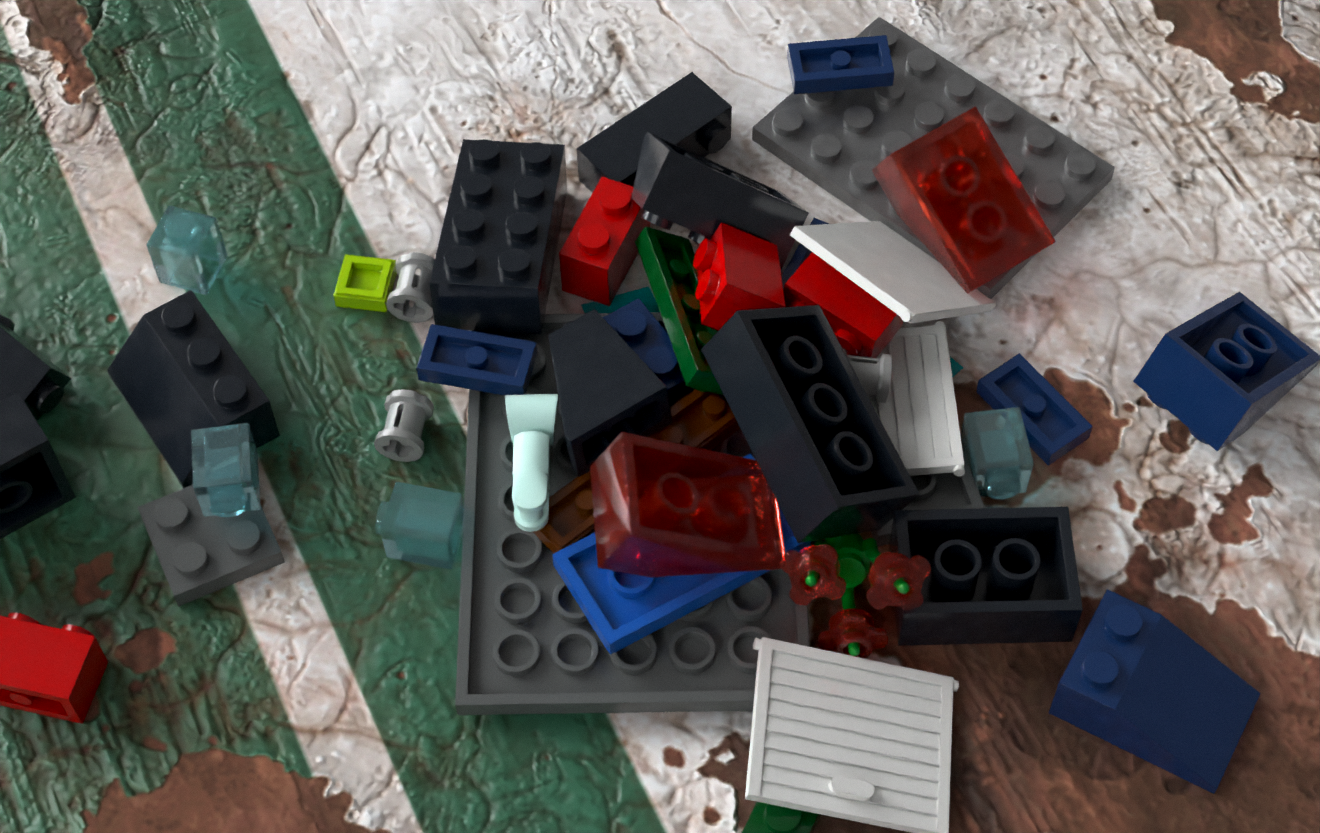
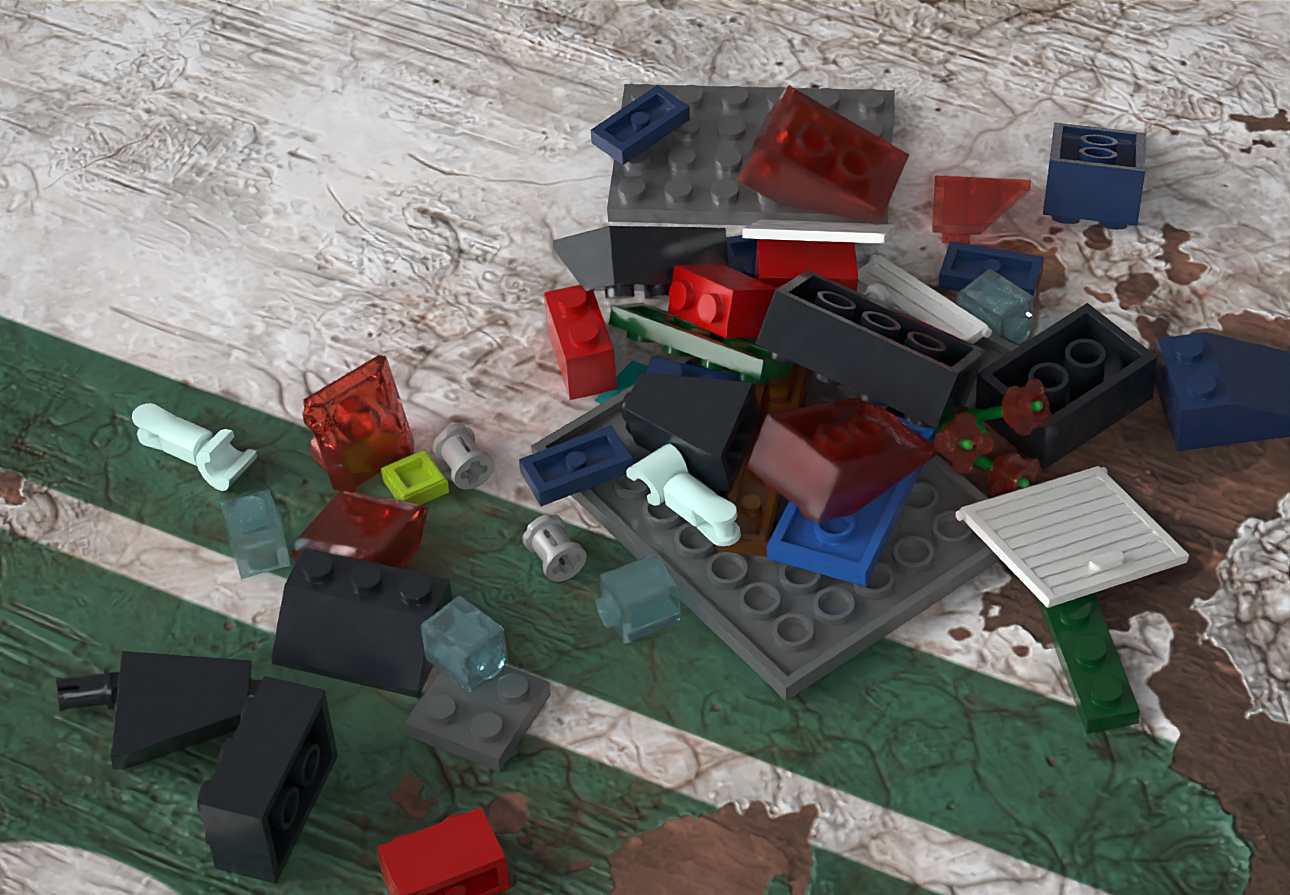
camera: 35 degrees left, 10 degrees down
(232, 151) = (214, 455): none -> light aqua piece
(272, 309) = (366, 529): none -> clear red slope
(348, 204) = (358, 425): none -> clear red slope
(500, 237) = (503, 376): black brick -> none
(683, 114) = (533, 262): black brick -> none
(1074, 324) = (973, 204): none -> clear red slope

